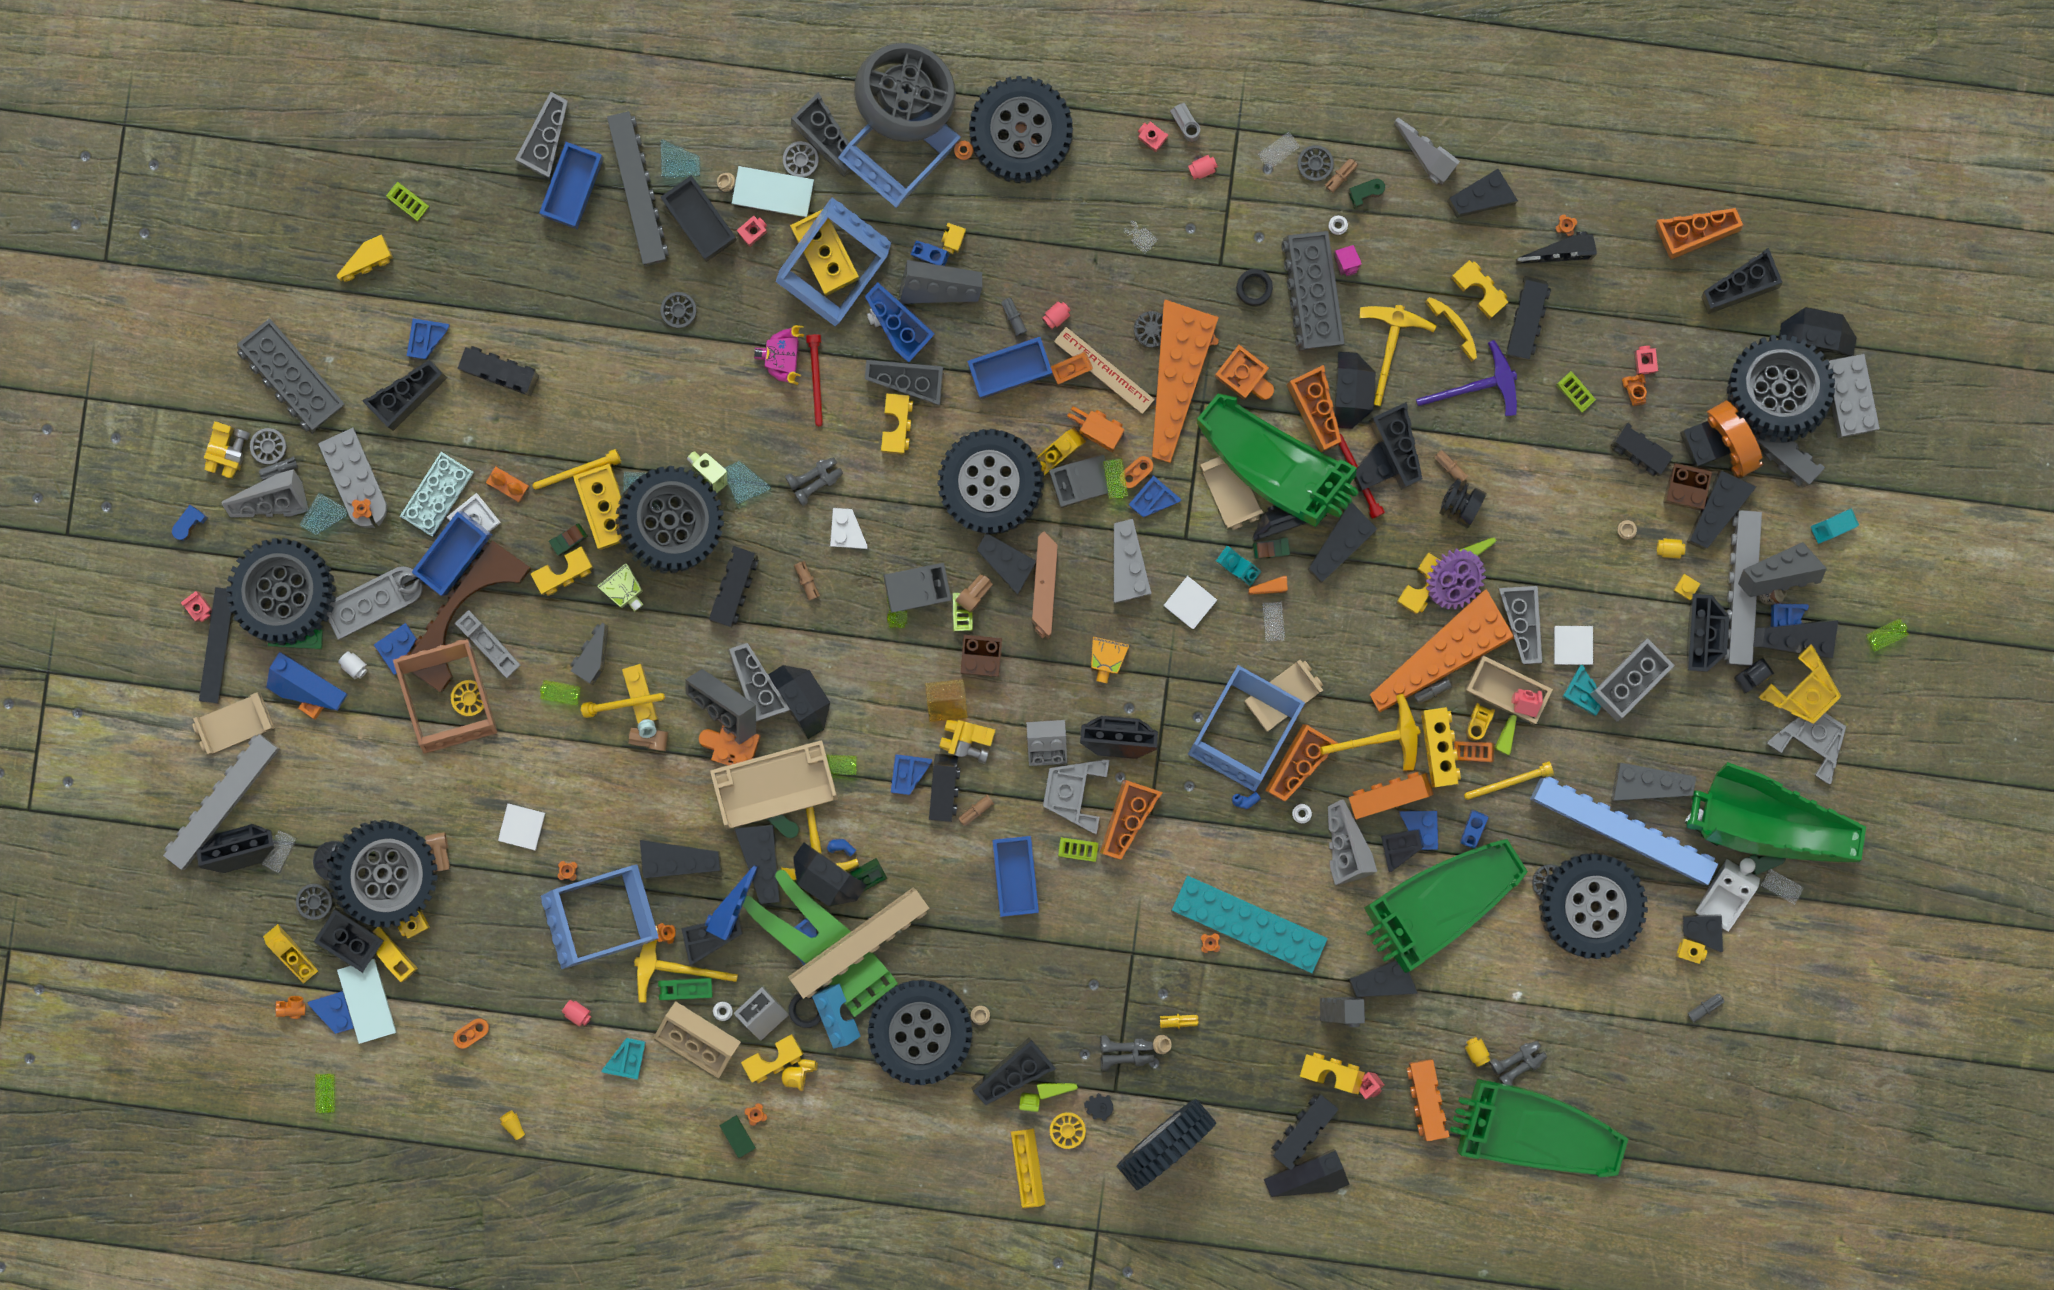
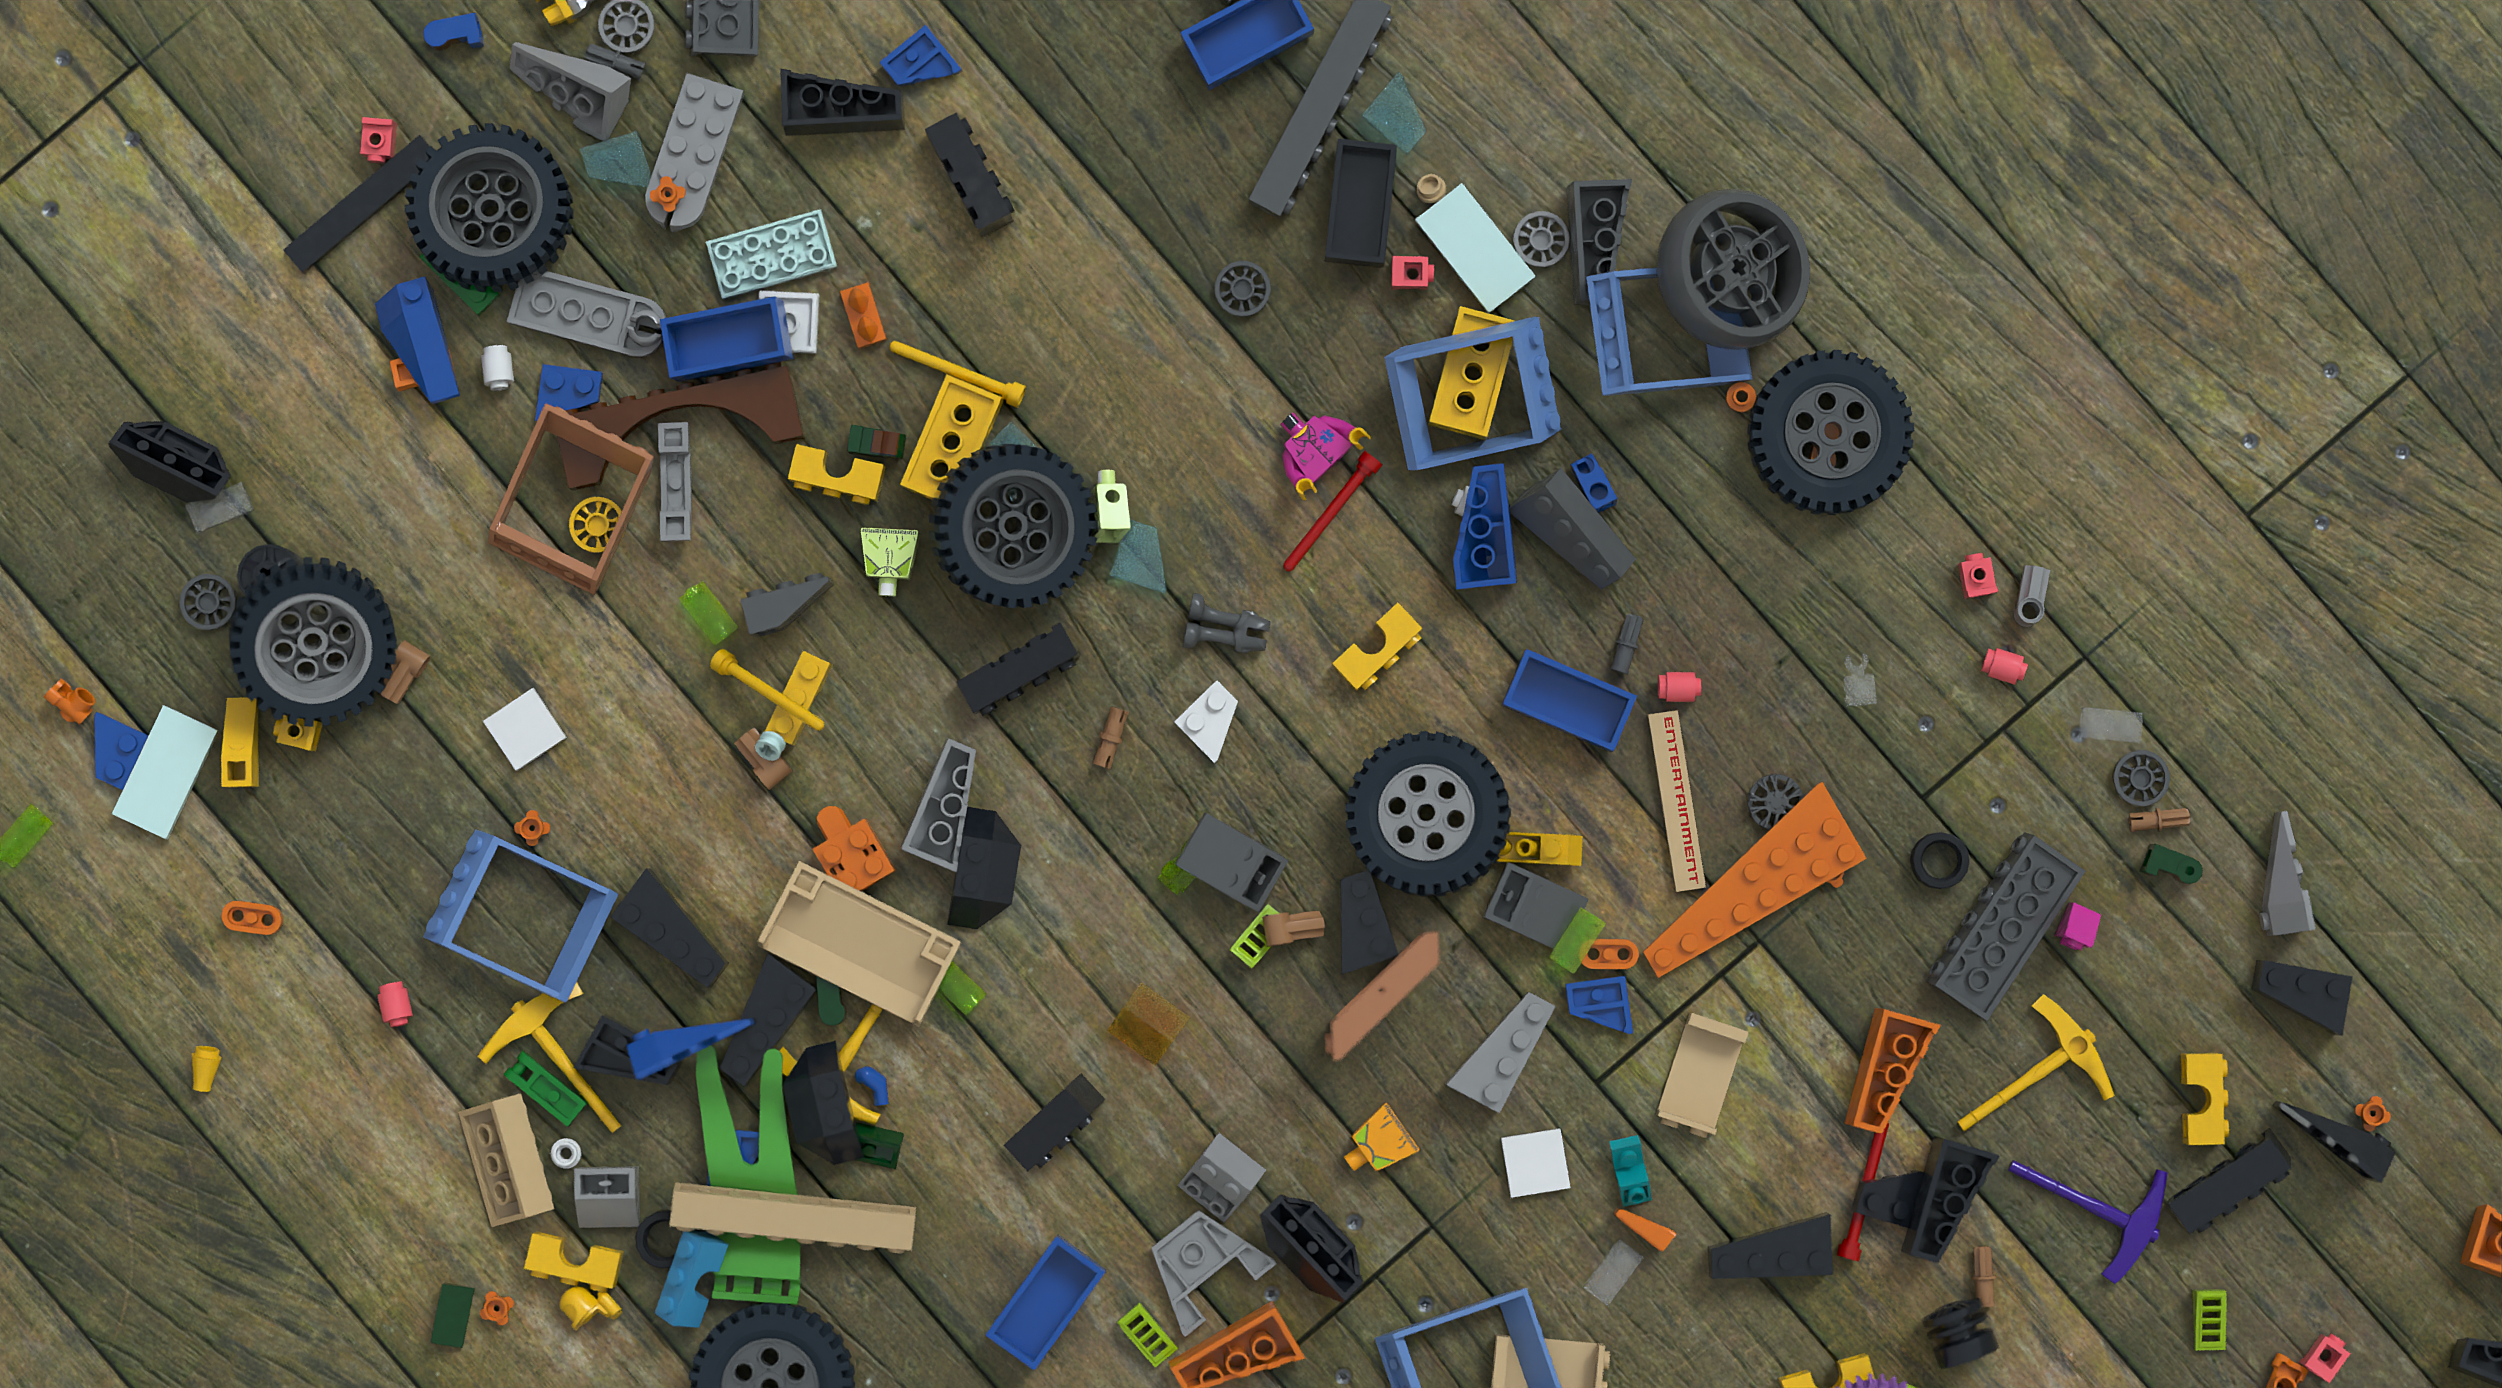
camera: 40 degrees right, 0 degrees up
(221, 802) = (204, 390): light grey brick -> none
(233, 724) = (298, 312): tan panel -> none
(289, 953) = (126, 637): yellow slope -> none
(348, 940) = (205, 683): black slope -> none
(627, 1059) = (404, 1110): teal wing -> none
(670, 929) = (588, 1006): orange plate -> none
(723, 704) = (883, 797): dark grey wedge -> none
(907, 773) = (1028, 1068): blue wing -> none
(909, 378) = (1441, 609): dark grey wedge -> none
(953, 238) = (1637, 489): yellow brick -> none
(962, 739) = (1128, 1084): yellow hips -> none
(976, 810) = (1068, 1182): medium nougat axle -> none
(981, 656) = (1235, 1008): reddish brown slope -> none
(1071, 367) = (1641, 764): orange plate -> none
(1098, 428) = (1610, 864): orange brick -> none
(1245, 377) = (1835, 955): orange brick -> none
(1271, 549) = (1687, 1185): leg -> none
(1276, 463) = (1783, 1094): green windscreen -> none
(1276, 521) = (1736, 1164): black wedge -> none
(1340, 219) = (2112, 872): white plate -> none
(1353, 390) = (1949, 1083): black wedge -> none
(1437, 308) = (2130, 1154): yellow slope -> none

